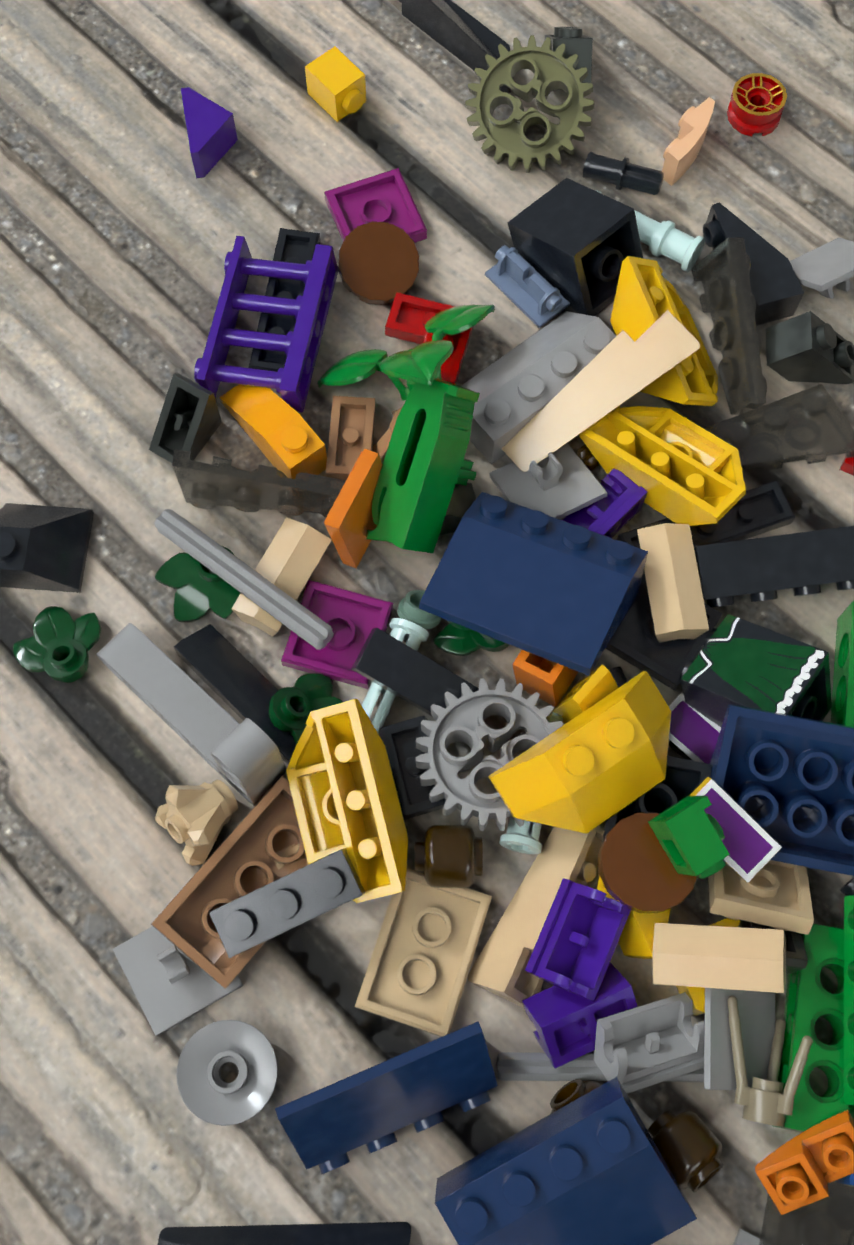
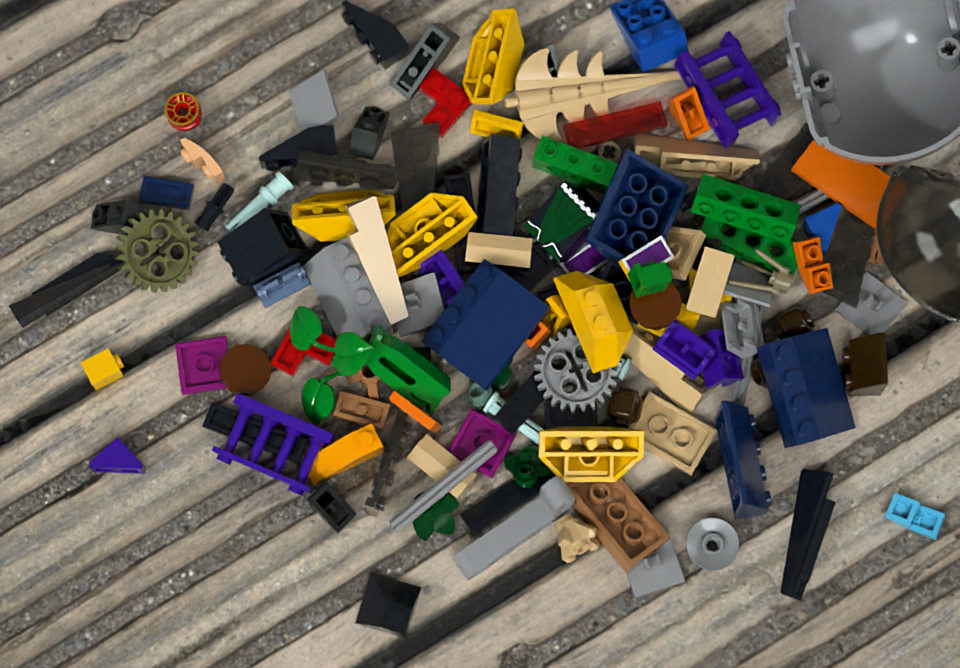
camera: 75 degrees left, 5 degrees up
(59, 638) = (449, 602): dark green plate -> none
(287, 902) = (635, 493): plate -> none
(626, 114) = (166, 193): none -> dark blue tile

